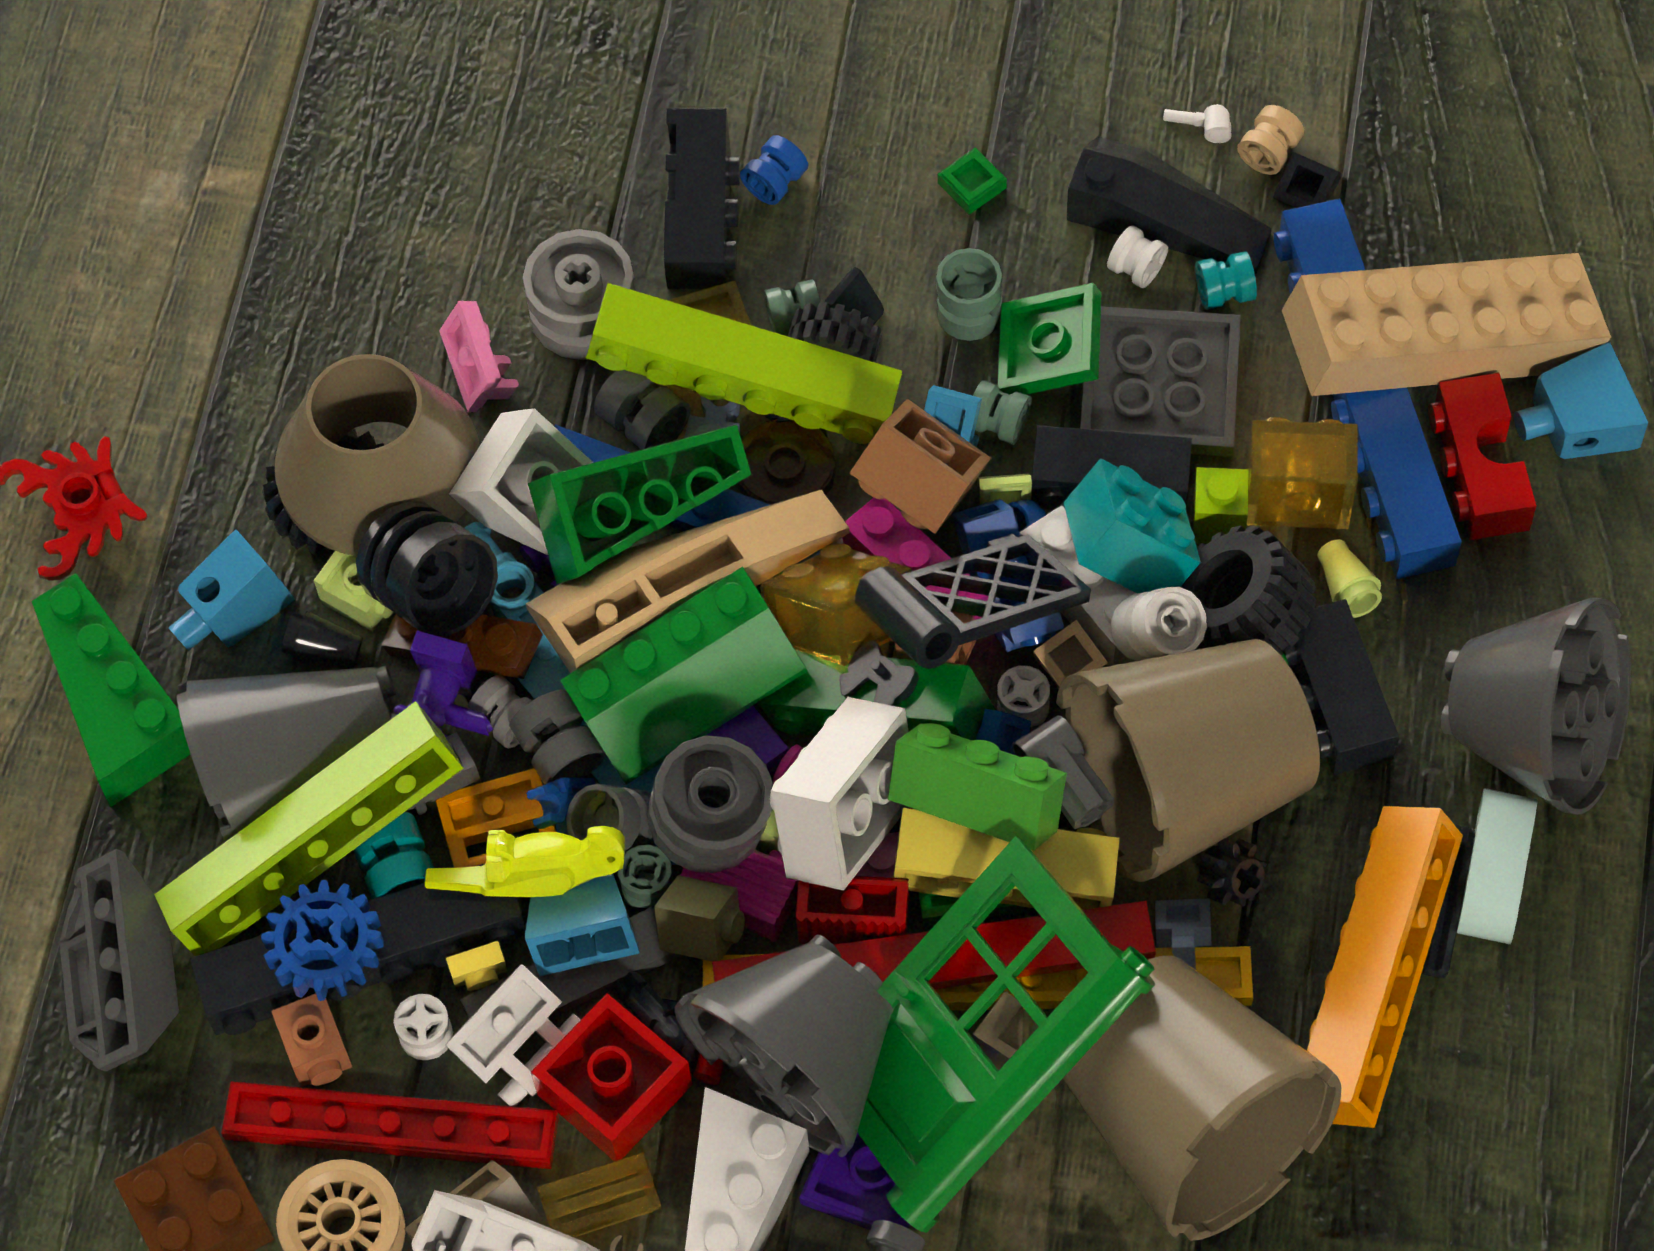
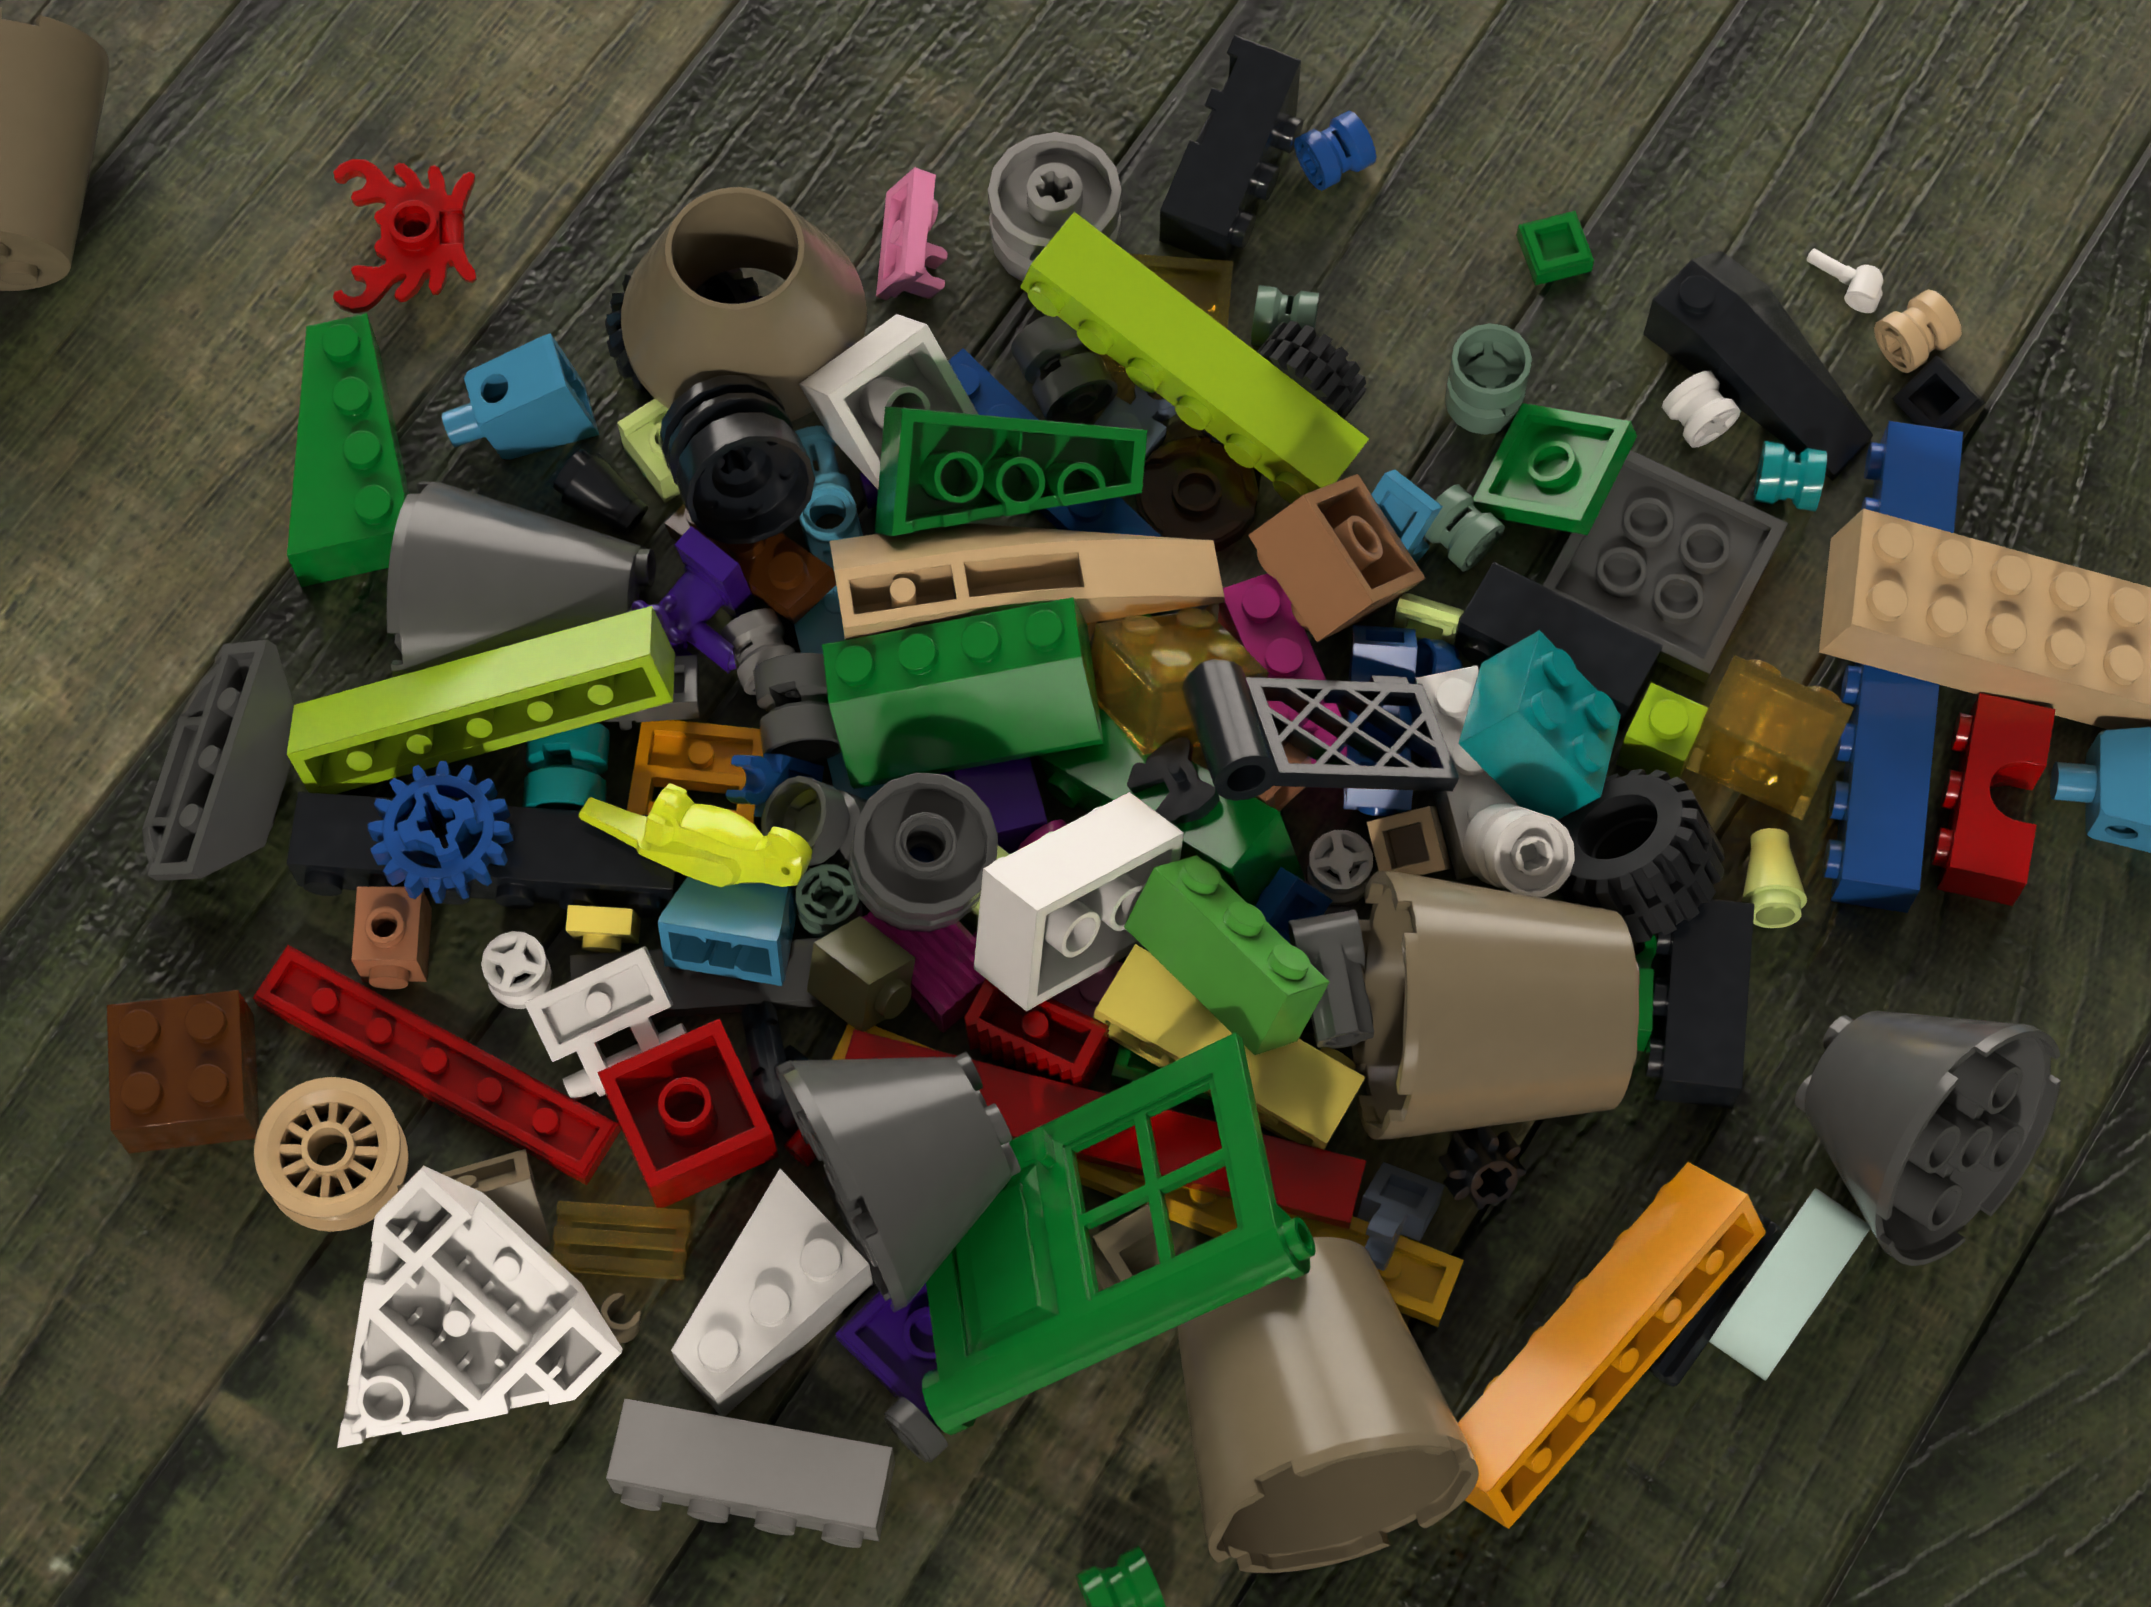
camera: 20 degrees right, 5 degrees up
(856, 293) = (1360, 334): black slope -> none

